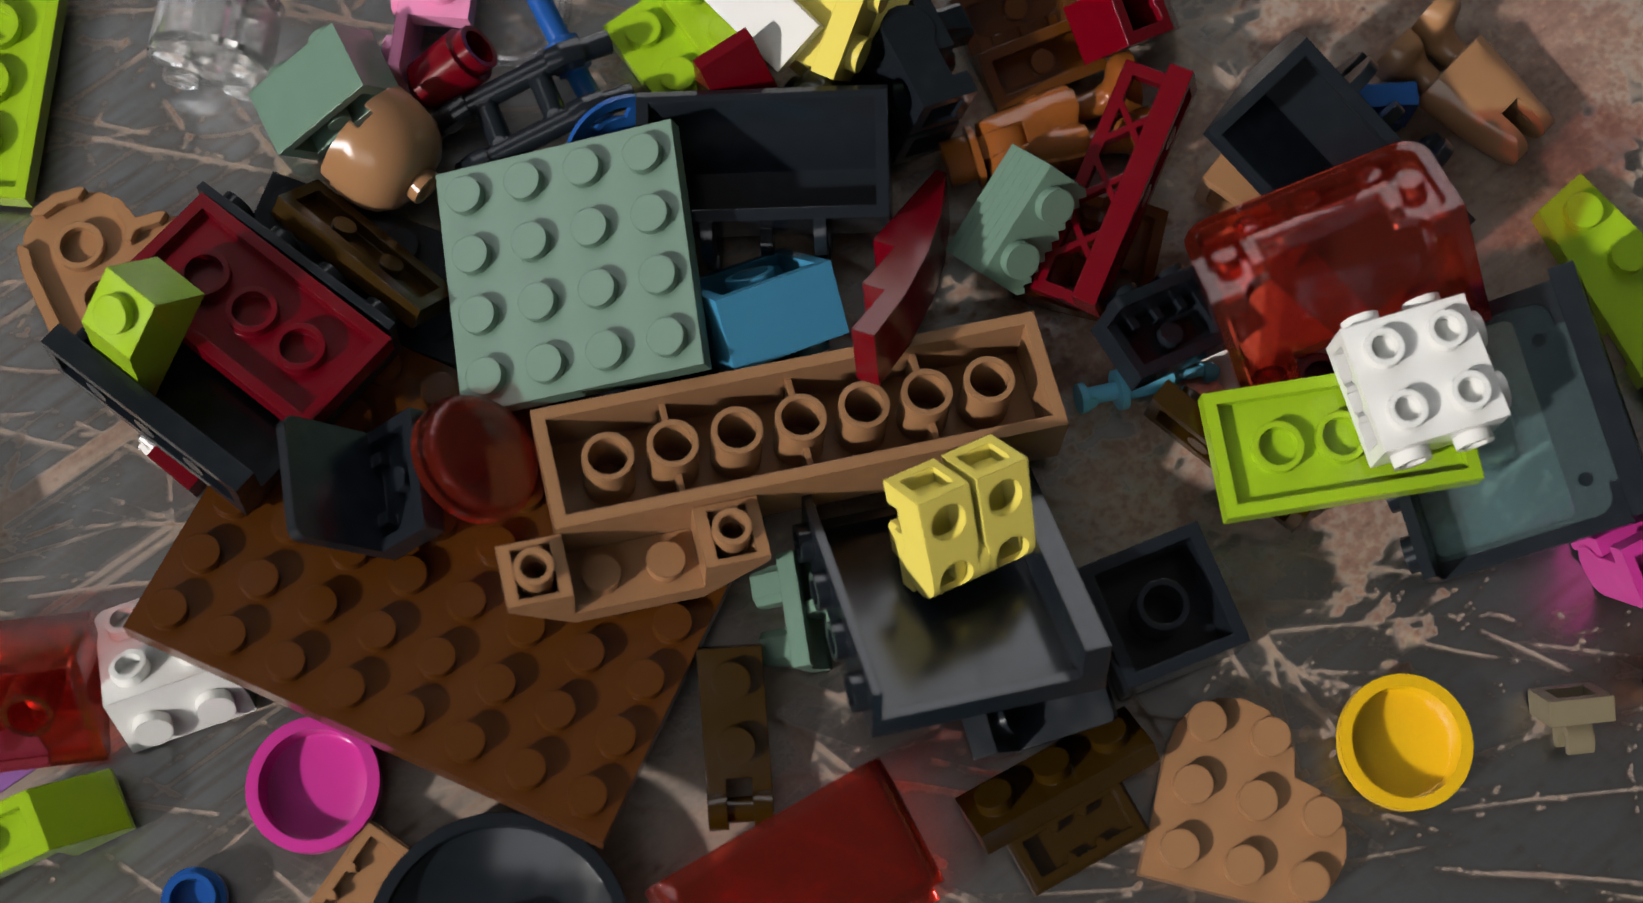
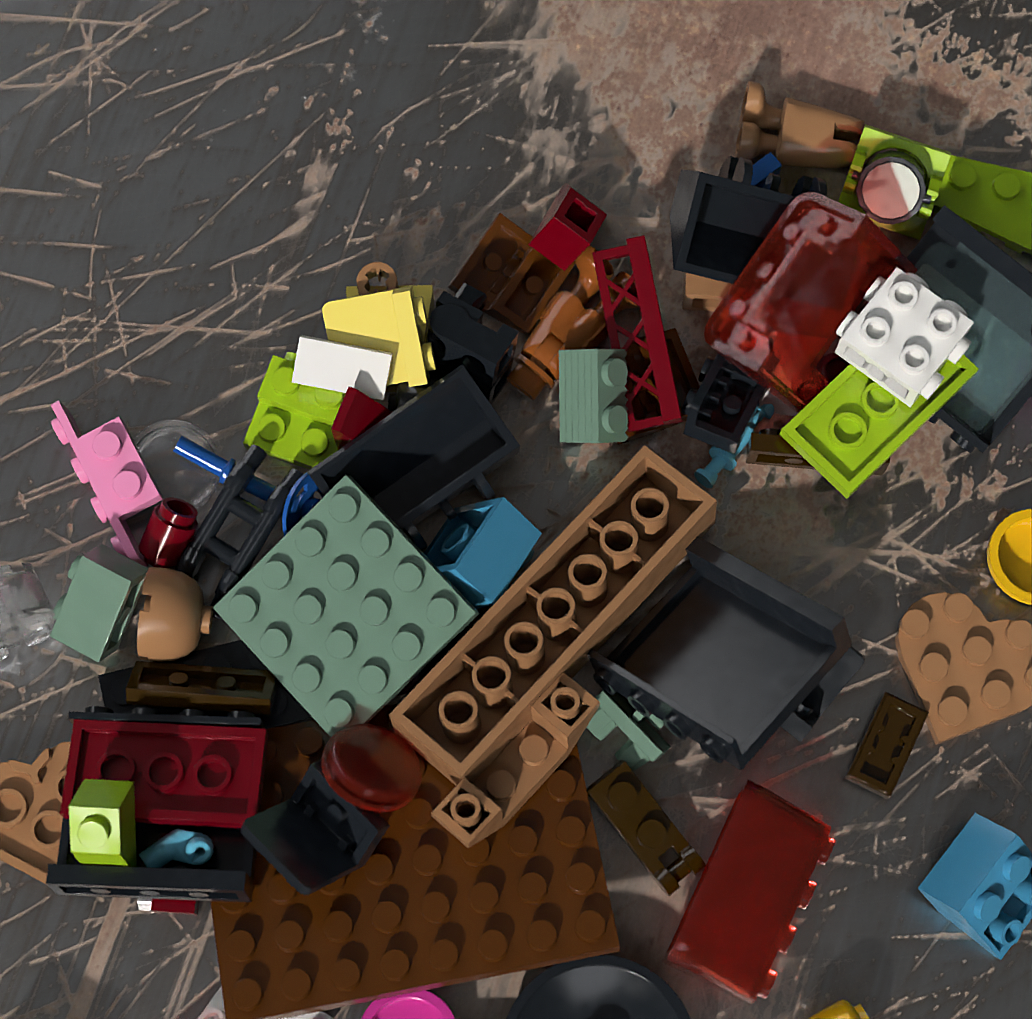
camera: 35 degrees left, 0 degrees up
(212, 401) = (178, 846): none -> medium azure arm
(905, 279) = (553, 479): dark red slope -> none
(961, 515) = (694, 600): light yellow hips -> none
(1056, 780) = (852, 722): dark brown plate -> none
(1163, 609) = (848, 571): black brick -> none
(1533, 208) = (893, 183): none -> piece

